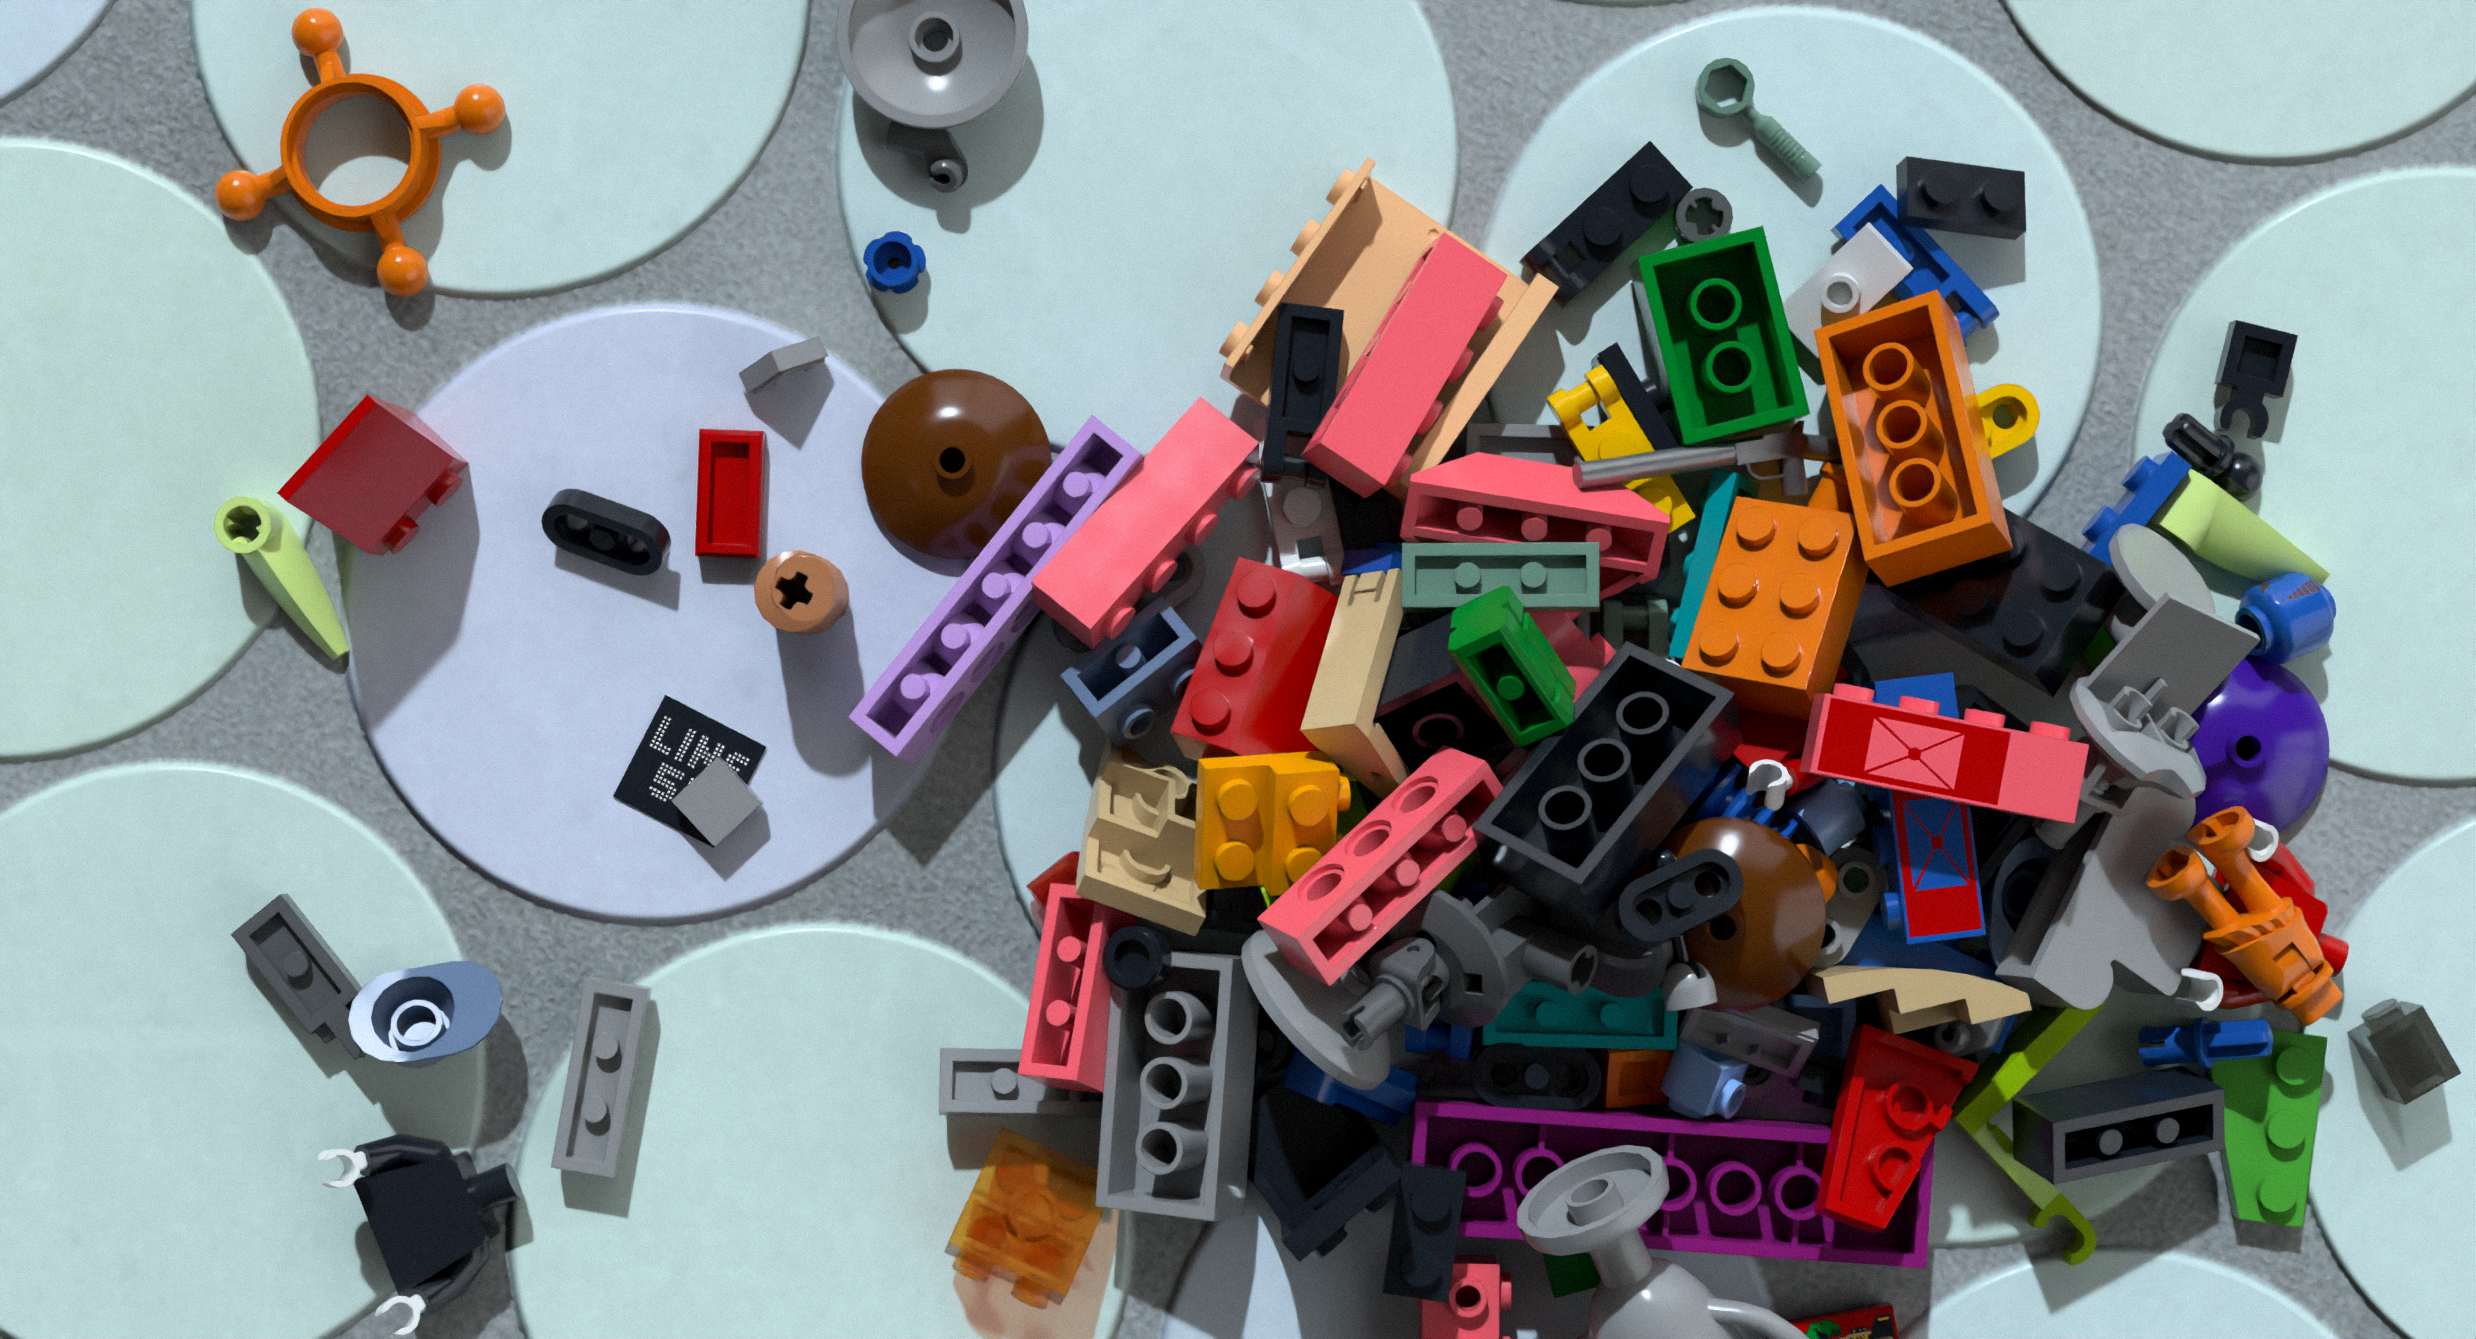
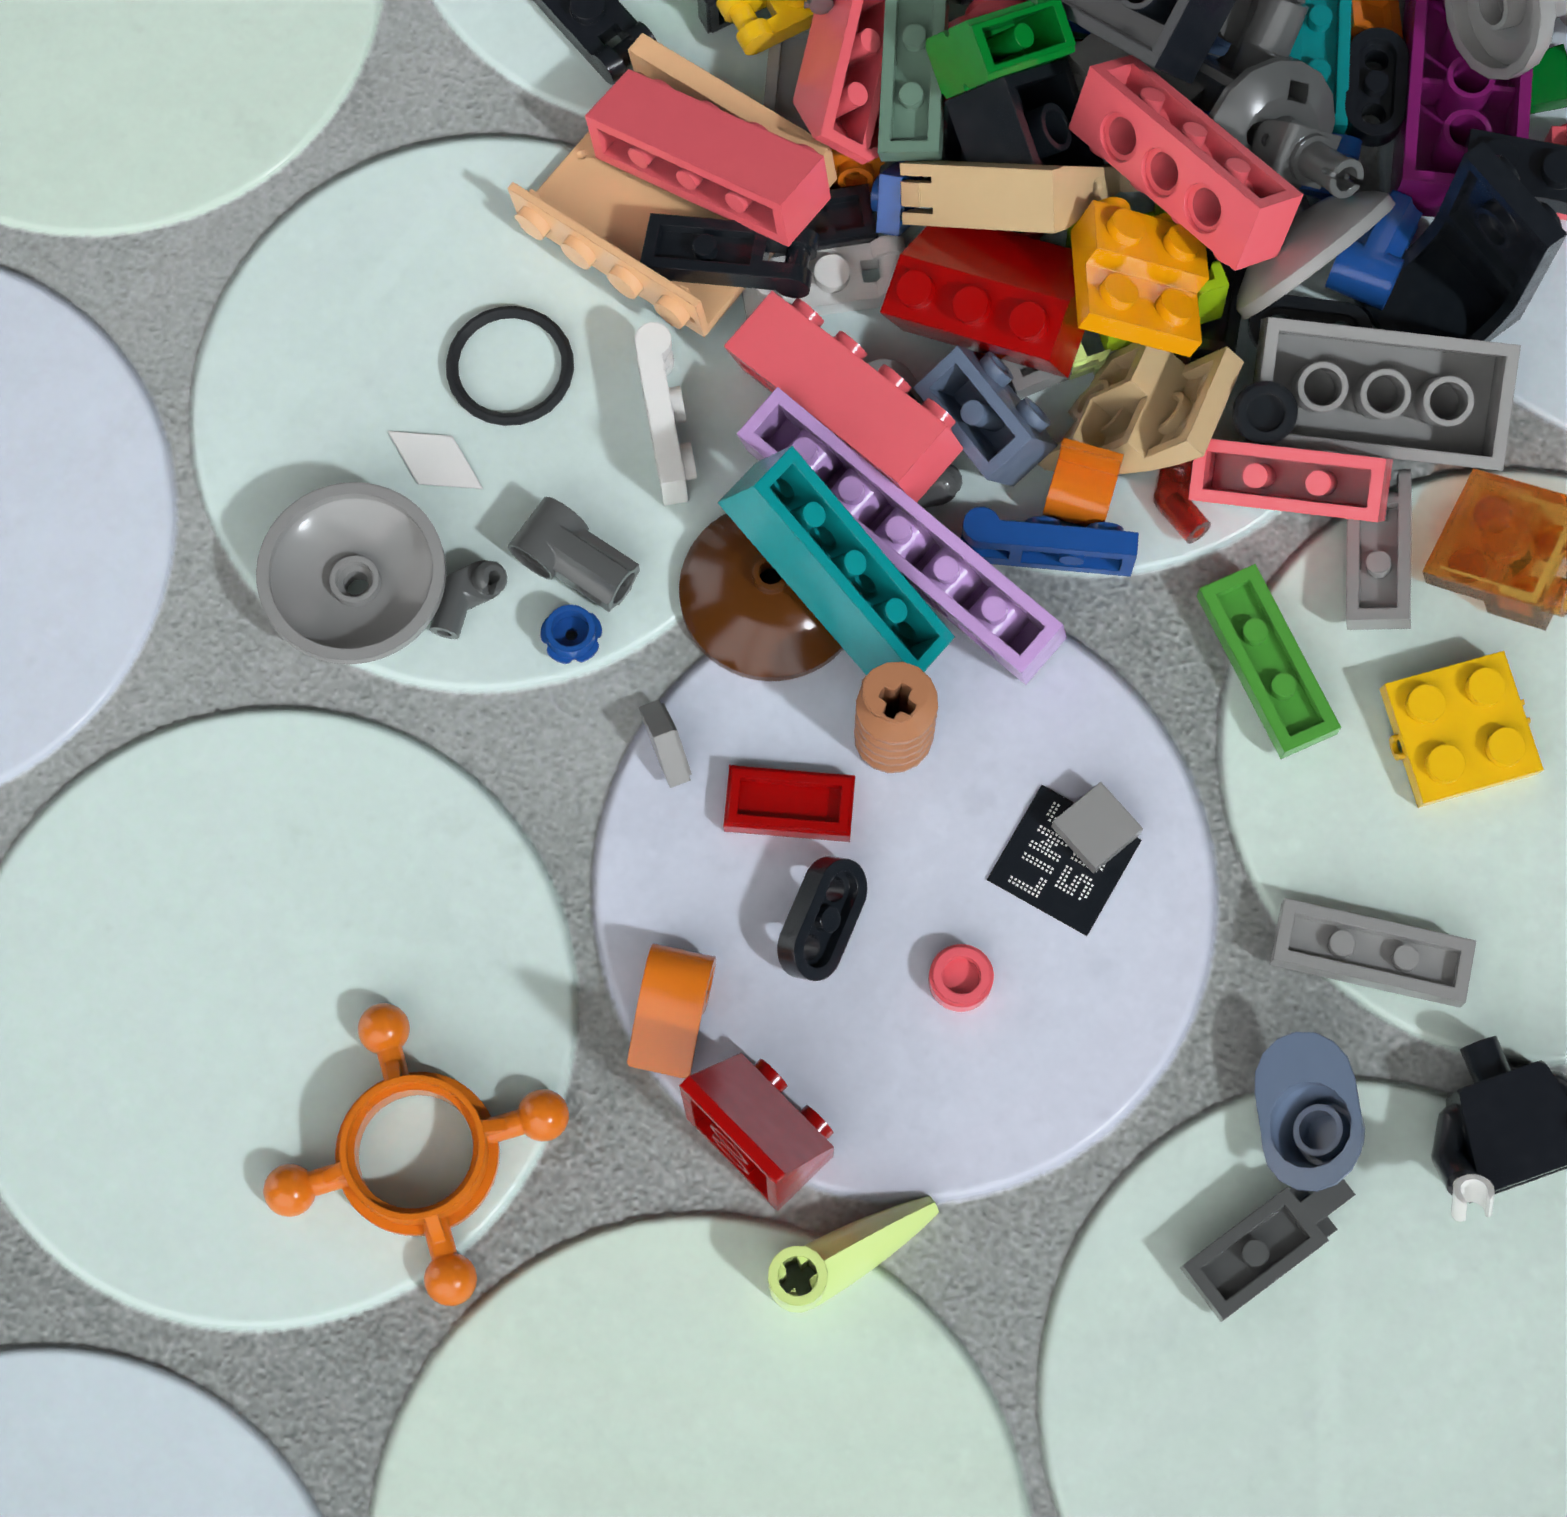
camera: 85 degrees left, 15 degrees down
(511, 388) = (670, 1010): none -> orange panel
(561, 672) = (961, 977): none -> coral tile
(839, 1166) = (1460, 729): none -> yellow plate
(898, 970) = (1268, 661): none -> bright green plate
(946, 523) = (833, 564): none -> teal brick
(983, 245) = (559, 545): none -> dark grey piece
(1011, 740) = (1048, 544): none -> blue plate
(1067, 775) = (1082, 483): none -> orange panel
(1083, 108) = (435, 460): none -> white sticker
(1137, 339) = (664, 410): none -> white plate
(1226, 224) = (492, 315): none -> black tyre

